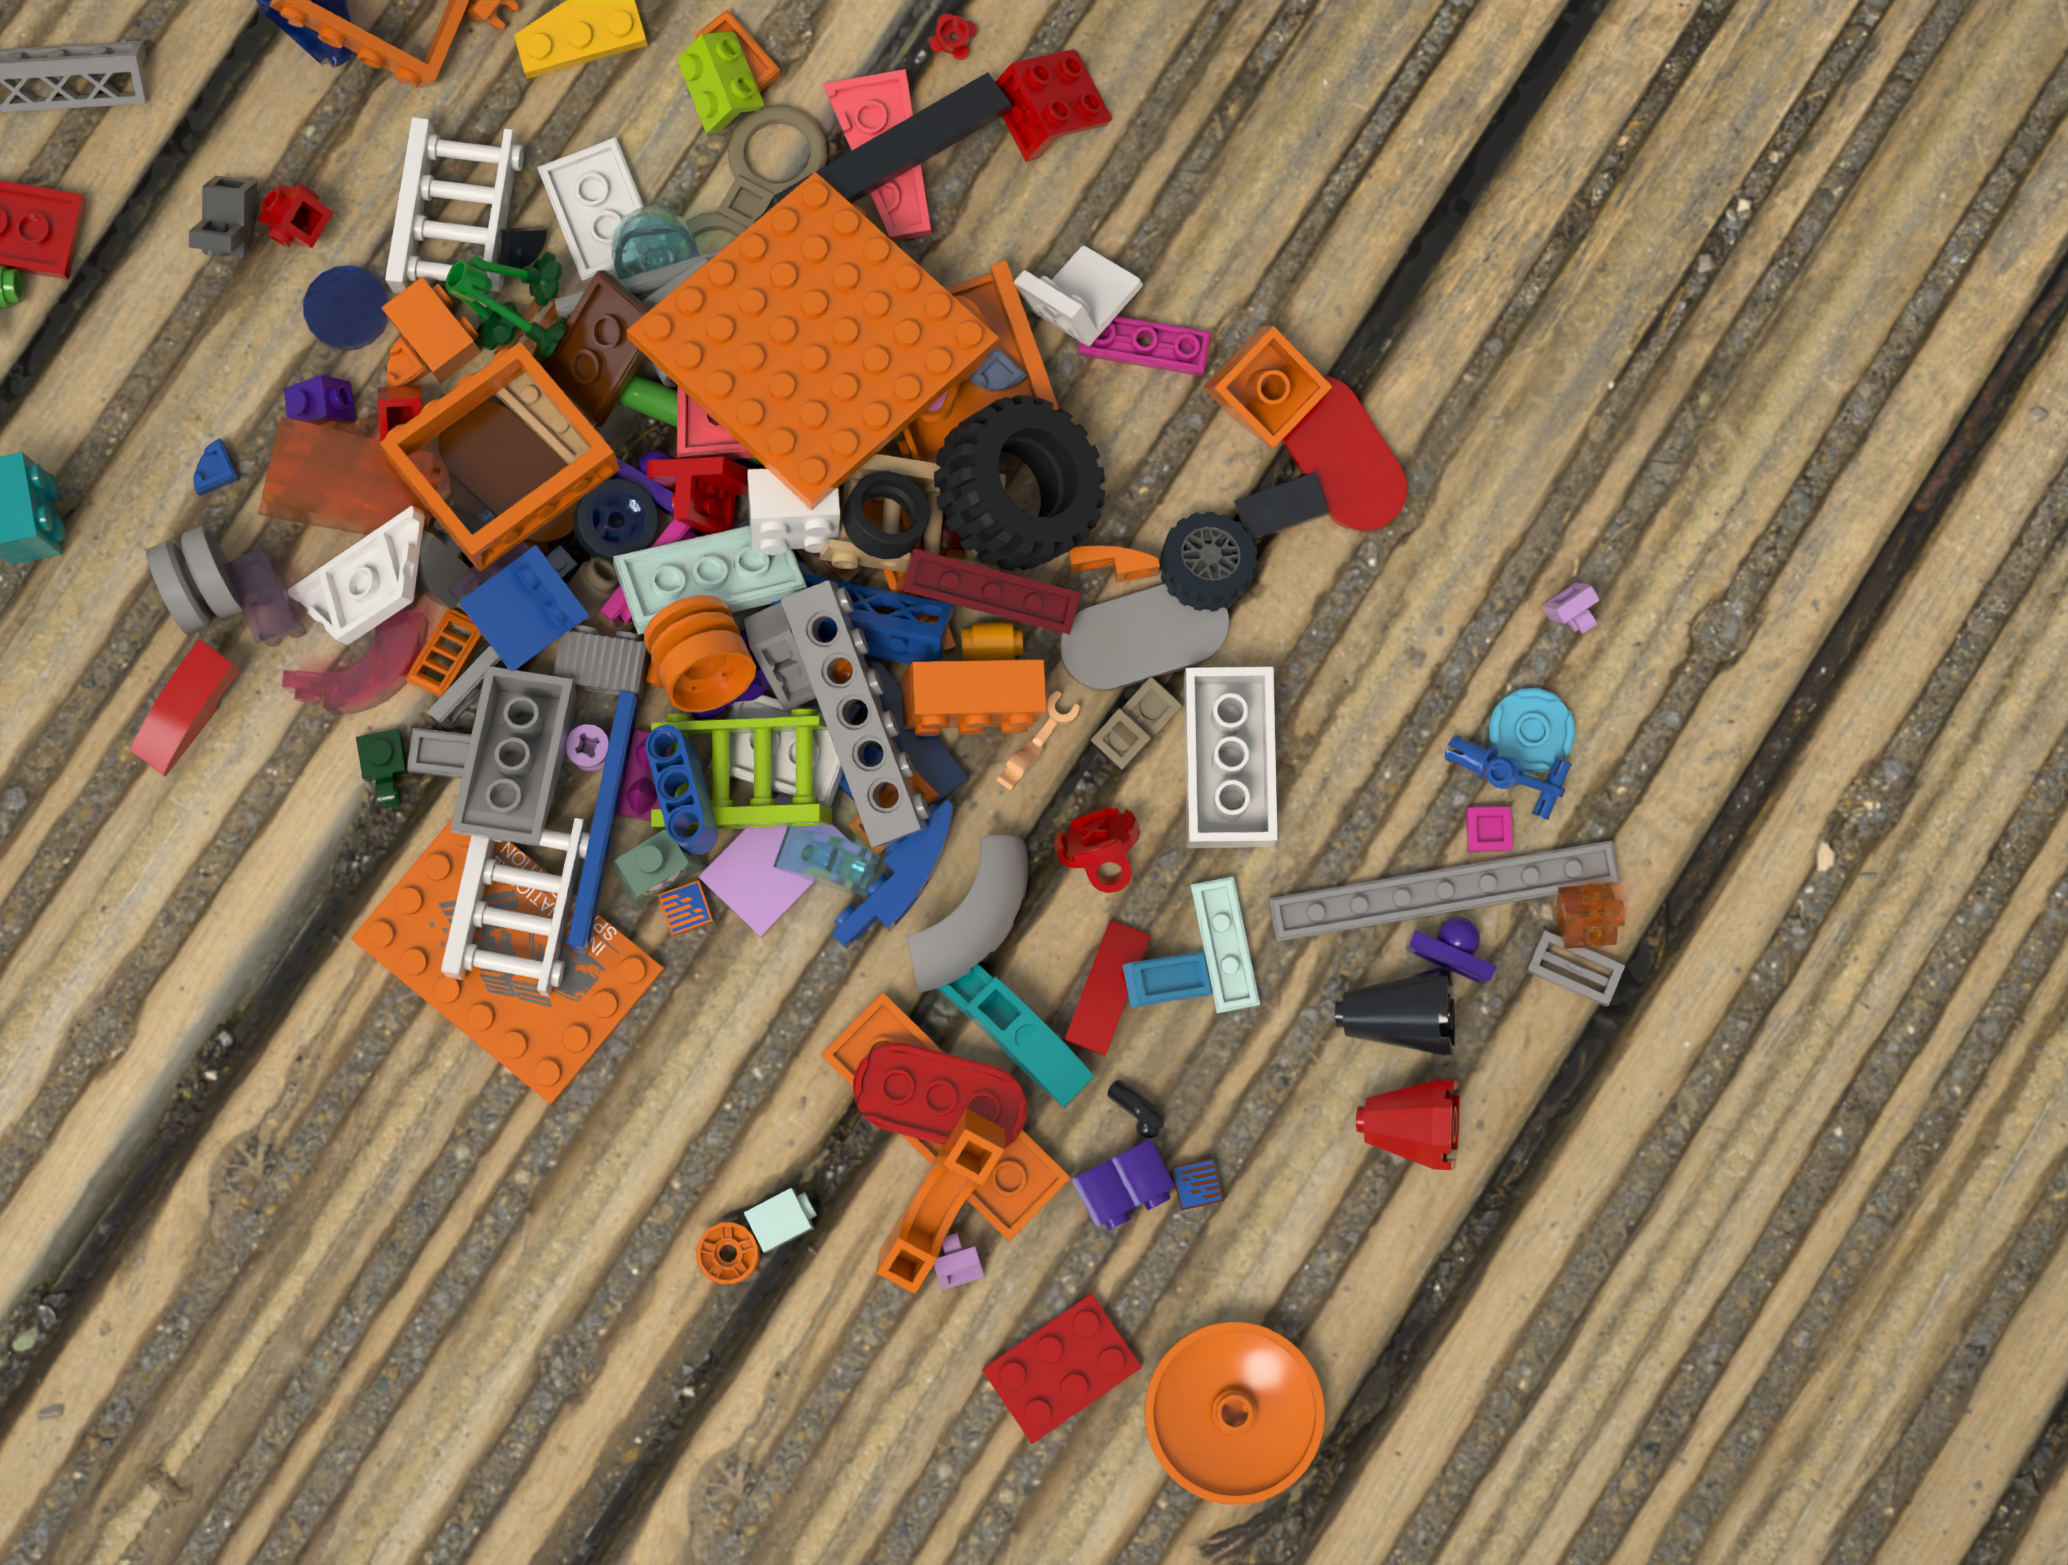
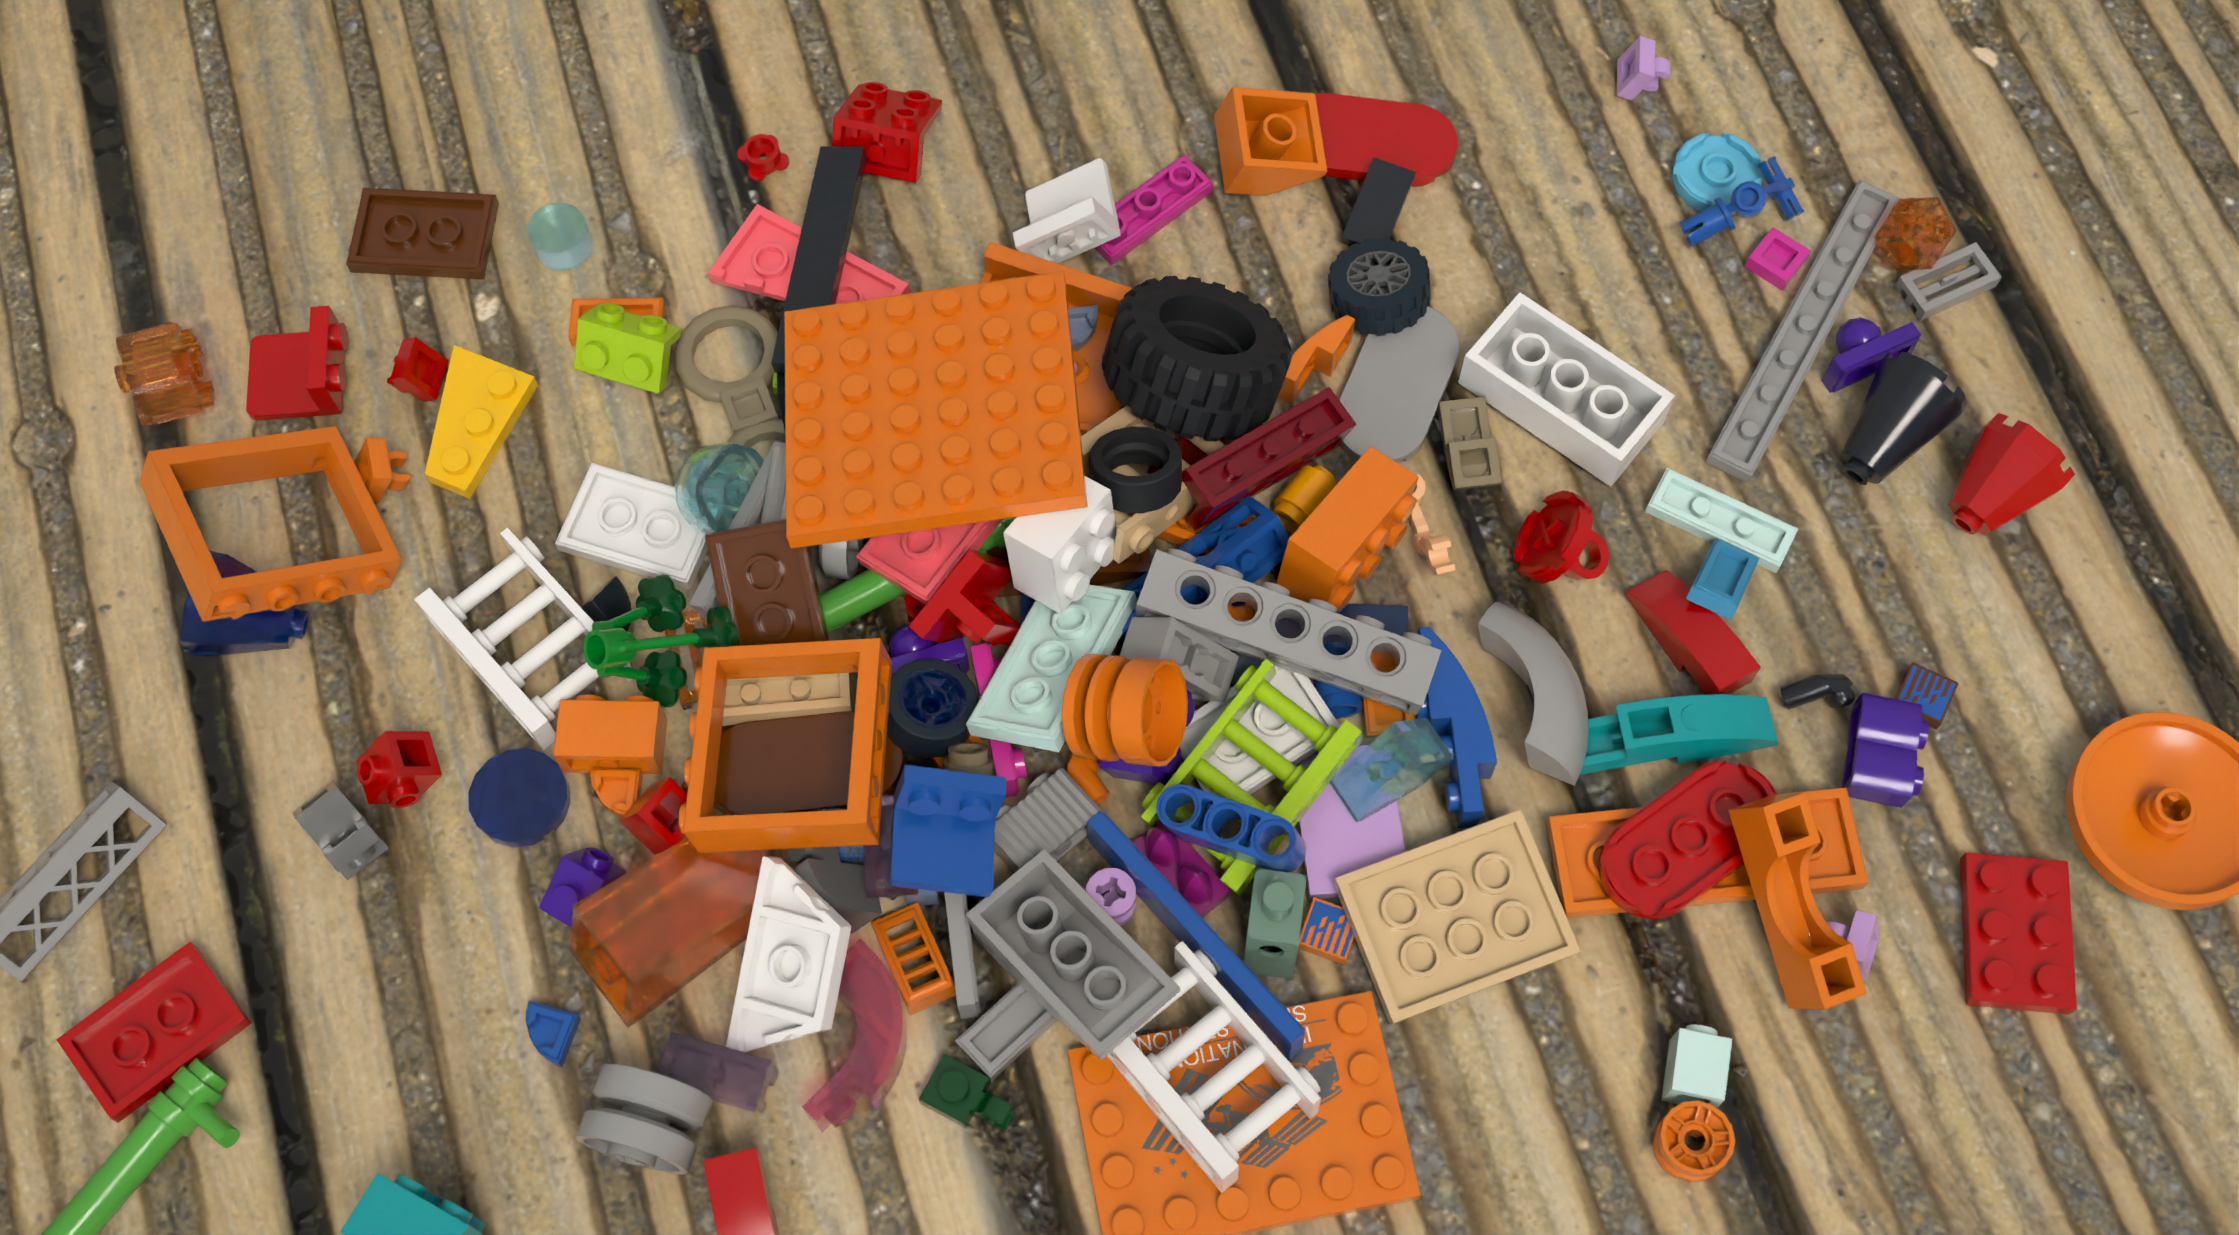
camera: 50 degrees left, 15 degrees down
(760, 983) = (1455, 916): none -> tan plate

